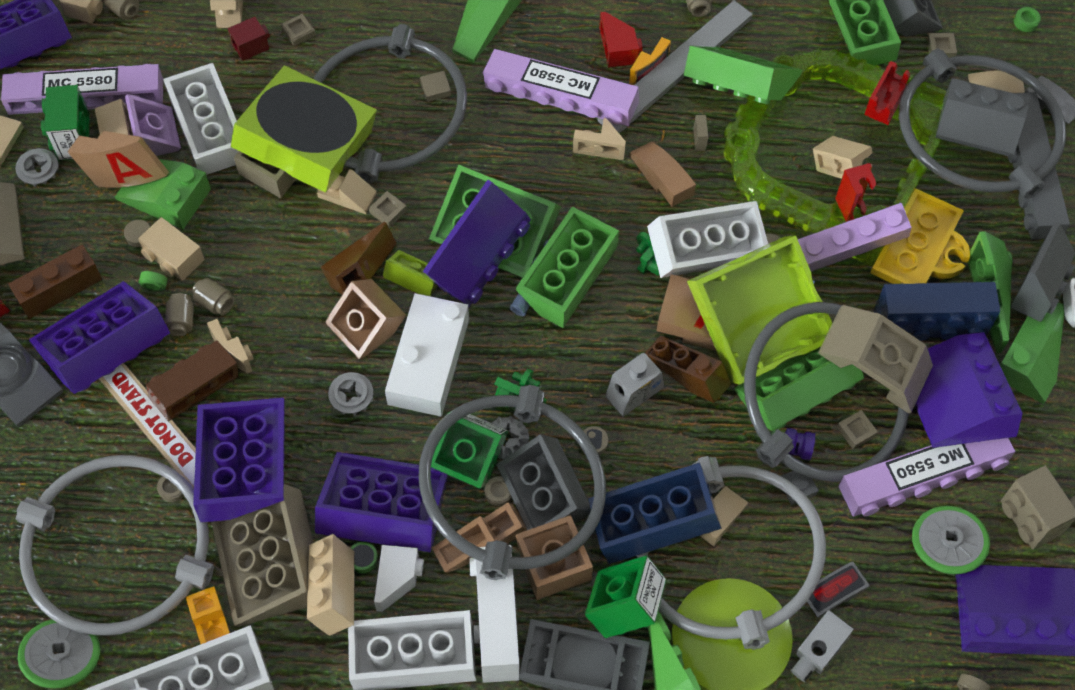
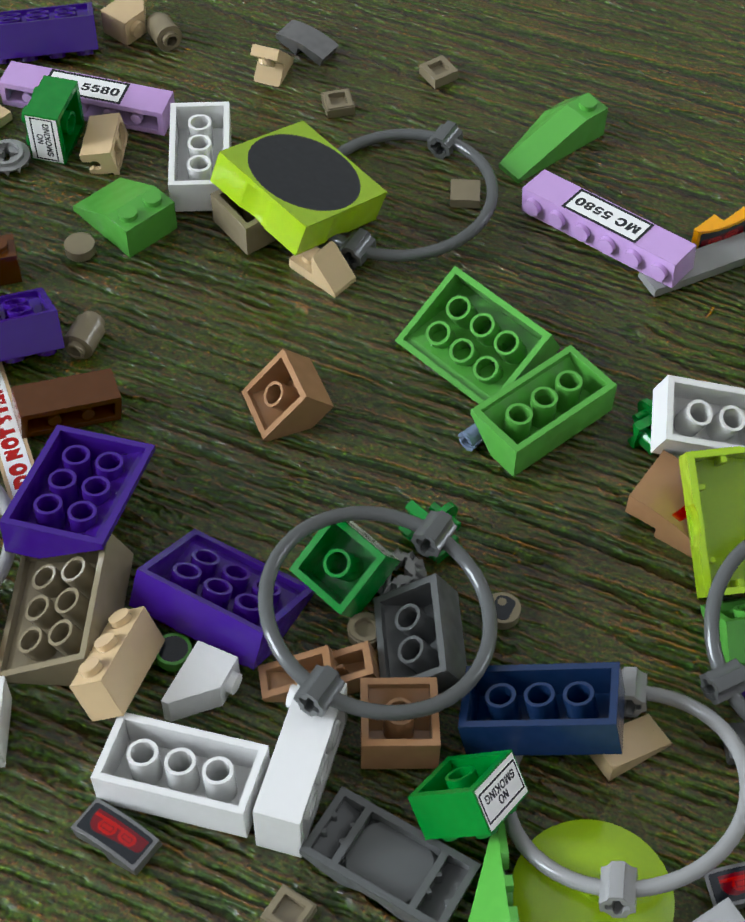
camera: 20 degrees right, 10 degrees down
(117, 160) = (86, 163): medium nougat slope -> none
(152, 281) = (72, 295): bright green tile -> none
(154, 124) = (140, 149): lavender slope -> none
(170, 249) = (105, 270): tan brick -> none
(213, 296) = (128, 327): dark tan brick -> none
(239, 353) = (131, 393): tan slope -> none
(249, 38) = (281, 95): dark red brick -> none
(346, 383) = (235, 460): light grey gear -> none
(359, 259) = (309, 334): reddish brown slope -> none
(388, 209) = (361, 298): dark tan tile -> none
(409, 273) = (361, 370): lime slope -> none
(427, 355) = (341, 453): white brick -> none
(478, 244) = (441, 347): dark purple slope -> none
(604, 144) = (636, 298): tan slope -> none
(619, 41) = (692, 200): red slope -> none
(639, 382) = (575, 558): light grey torso -> none
(663, 173) = (696, 347): medium nougat slope -> none
(690, 368) = (654, 566): reddish brown slope -> none

